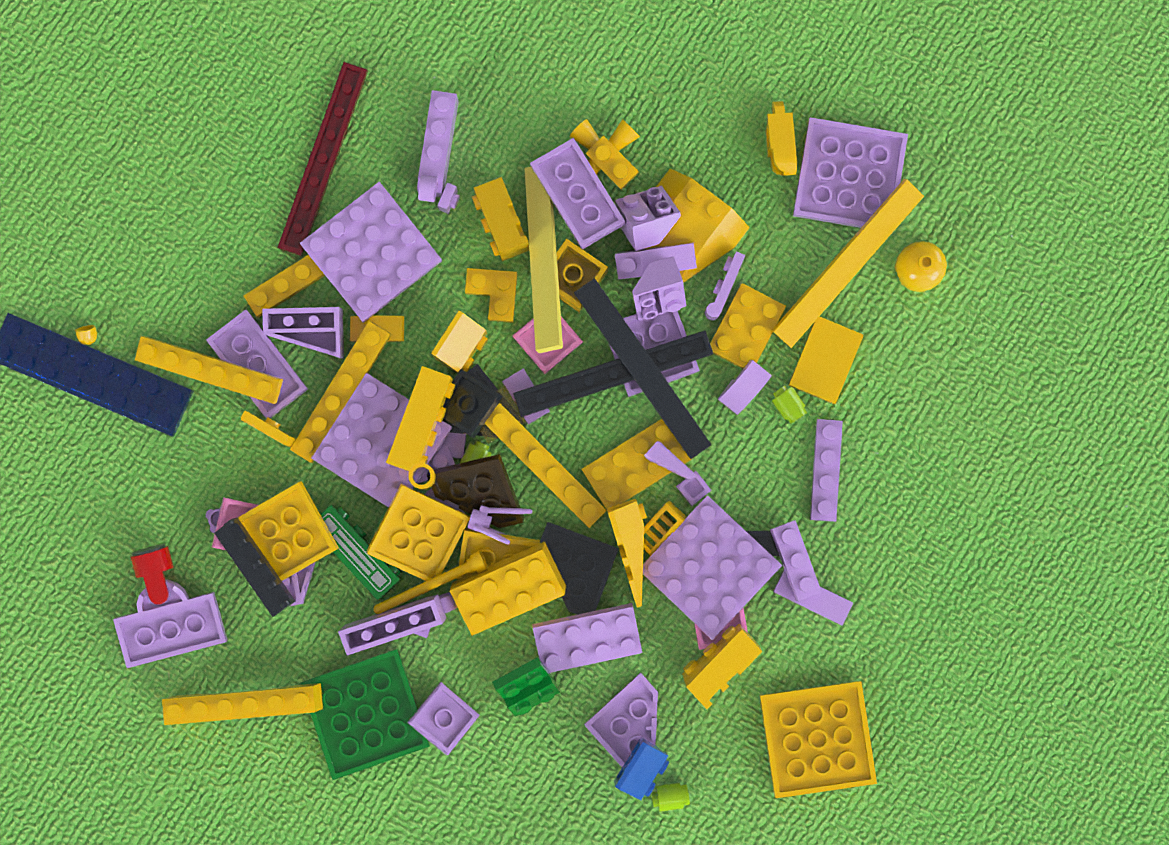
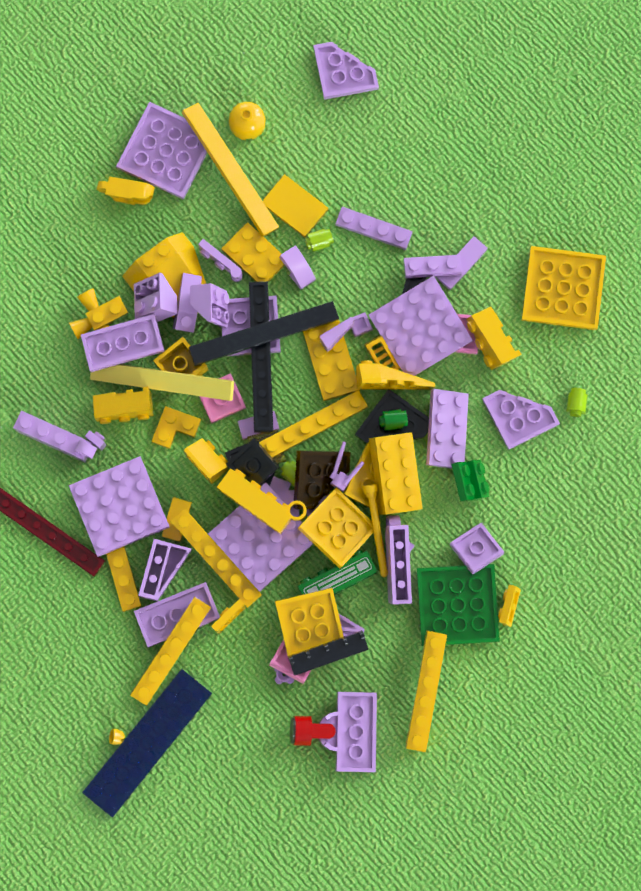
camera: 70 degrees left, 5 degrees down
(391, 780) = (511, 598): none -> yellow plate
(577, 566) = (393, 419): none -> green brick
(641, 769) = (551, 414): slope -> none
(1023, 370) = (342, 72): none -> lavender plate

